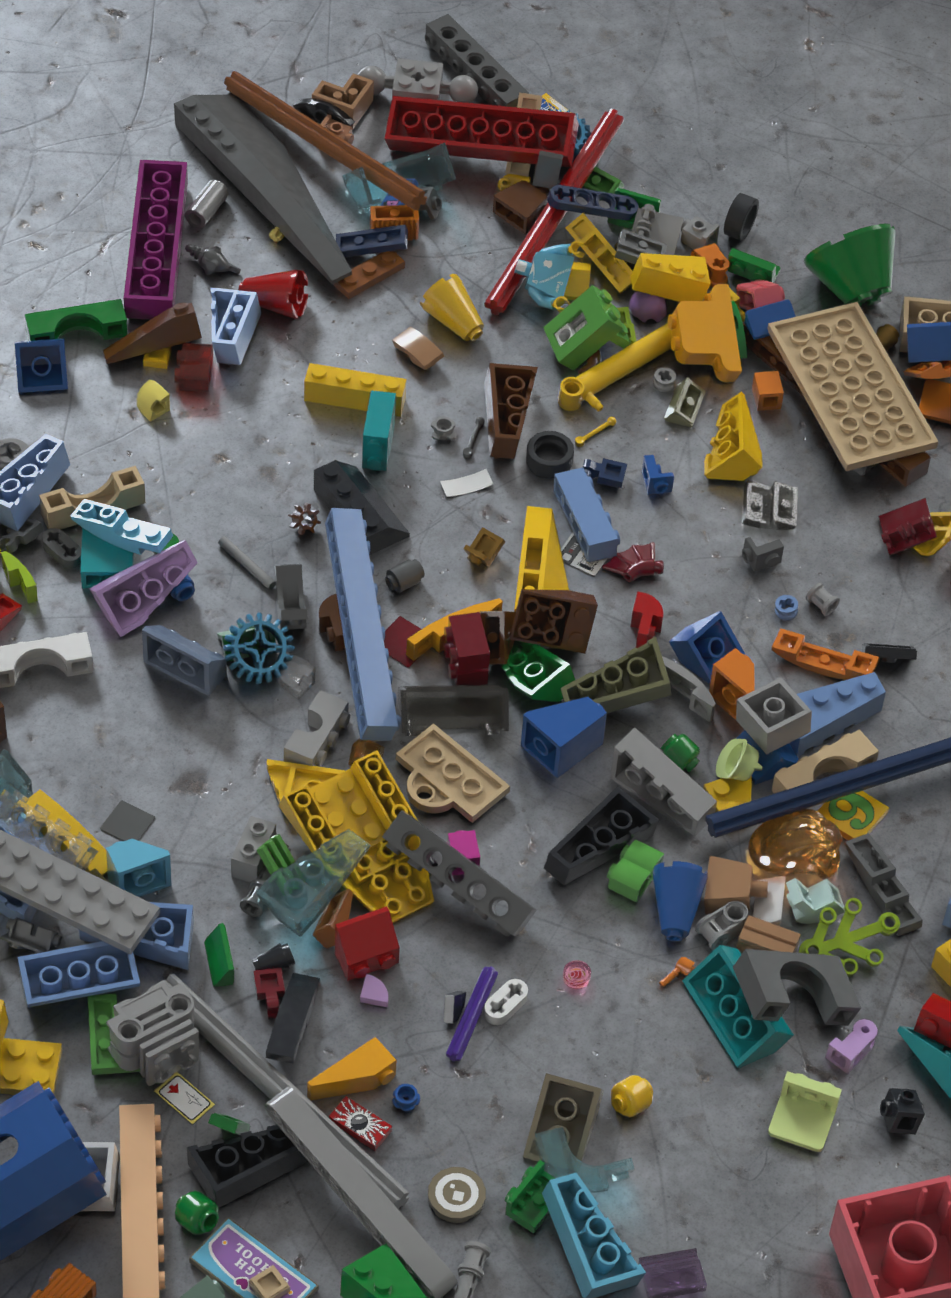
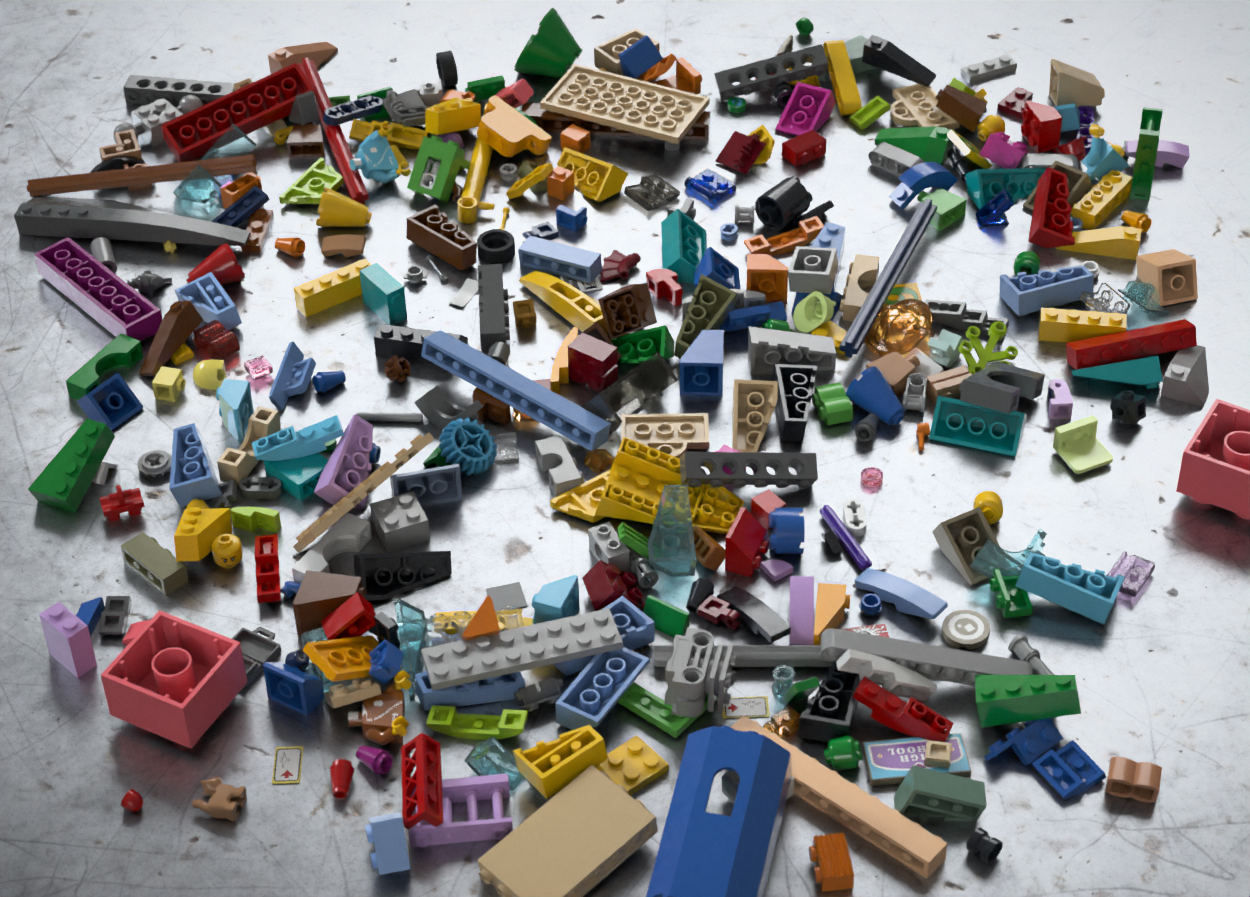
camera: 40 degrees left, 10 degrees down
(41, 832) = (483, 623): none -> orange slope
(61, 721) = (395, 573): none -> black wedge
(107, 381) = (168, 384): none -> light yellow brick
(110, 621) = (360, 492): none -> tan wing
(123, 448) = (235, 406): none -> medium azure slope
(123, 676) = (400, 521): none -> light grey brick
(192, 1136) = (784, 722): none -> clear orange plate
(198, 423) = (258, 367): none -> clear pink plate
(211, 891) = (608, 583): none -> dark red slope
(212, 454) = (292, 376): none -> medium blue bracket
(232, 1100) = (782, 681): none -> clear light blue bush
(238, 483) = (327, 380): none -> blue cone
(282, 1220) = (906, 717): none -> red slope
(313, 1184) = (888, 674): none -> white slope
(336, 1045) = (801, 610): none -> lavender slope
(374, 314) = (292, 246): none -> orange cone
(416, 963) = (787, 530): none -> blue brick
(438, 928) = (763, 505): none -> brick
(441, 1110) = (904, 594): none -> slope
(457, 520) = (492, 306): none -> dark grey wedge
(473, 260) = (311, 184): none -> lime wing
(545, 817) = (751, 412): none -> tan wedge
(633, 103) = (289, 55): none -> nougat wedge
(634, 921) = (866, 429): none -> dark grey cone
(663, 405) = (531, 179): none -> yellow tile
(684, 719) = (753, 316): none -> blue bracket
(690, 429) = (560, 183): none -> orange brick
(723, 585) = (682, 245): none -> teal slope
(757, 319) = (531, 103): blue slope -> none
(843, 538) = (711, 185): none -> clear blue plate
(862, 617) = (782, 203): none -> black cylinder

